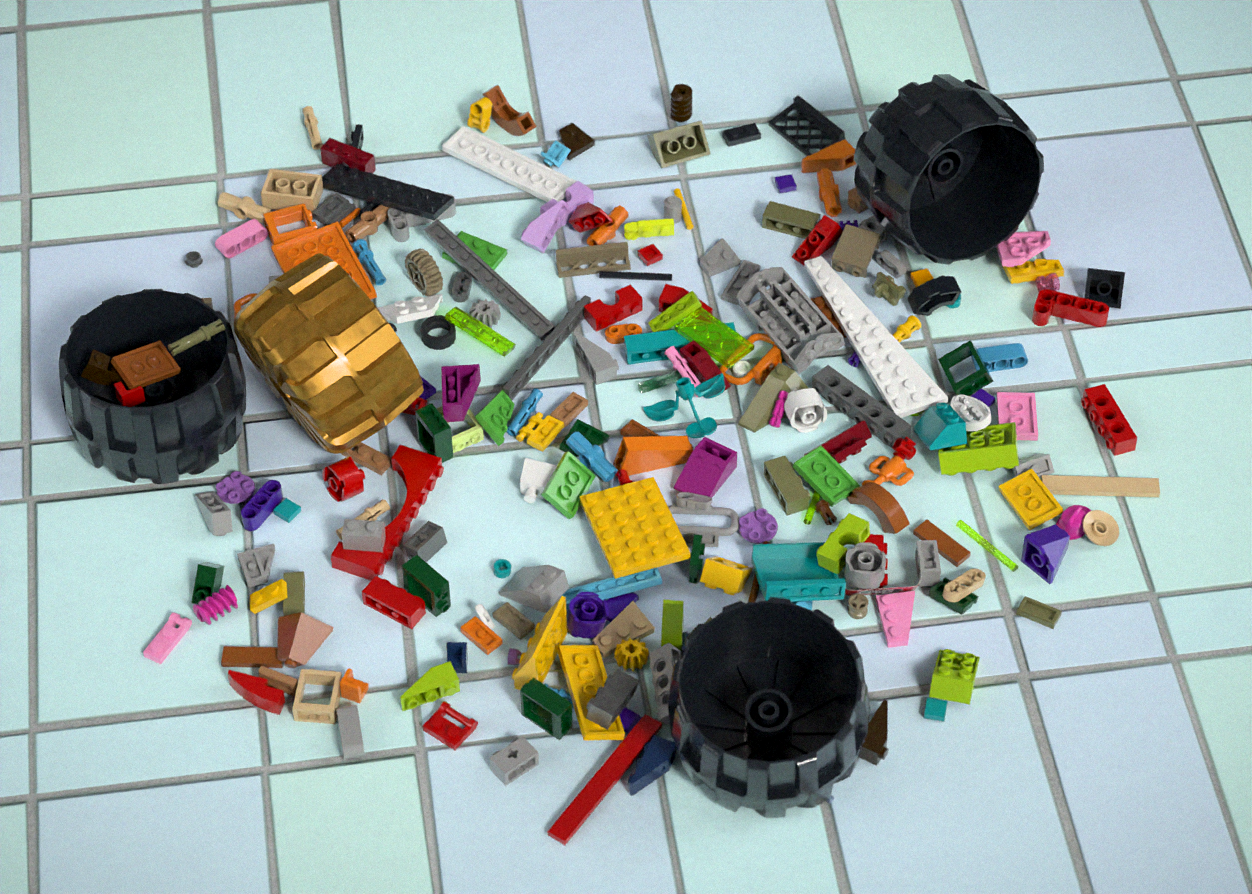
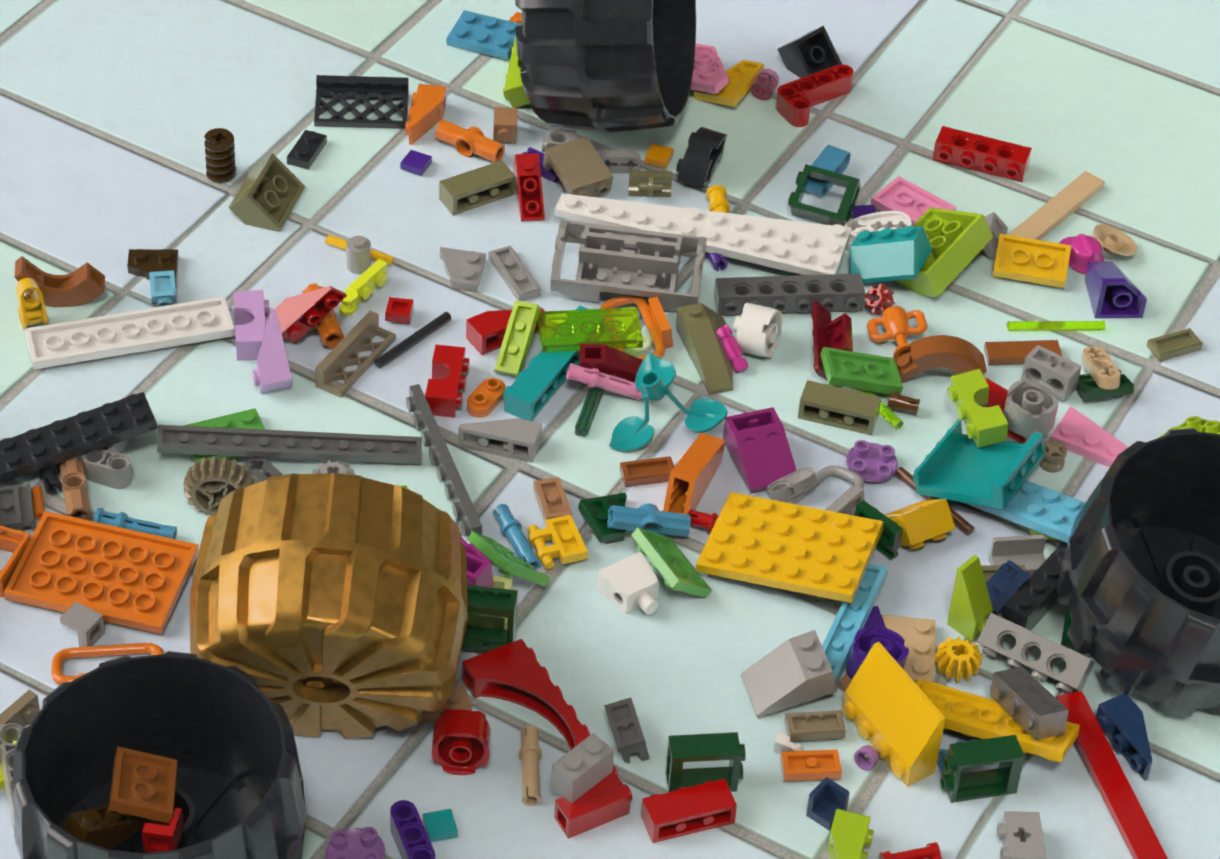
camera: 55 degrees left, 5 degrees down
(203, 333) = (200, 682): olive pin -> none
(502, 563) = (725, 698): teal bush -> none
(881, 590) = (1067, 399): sticker -> none

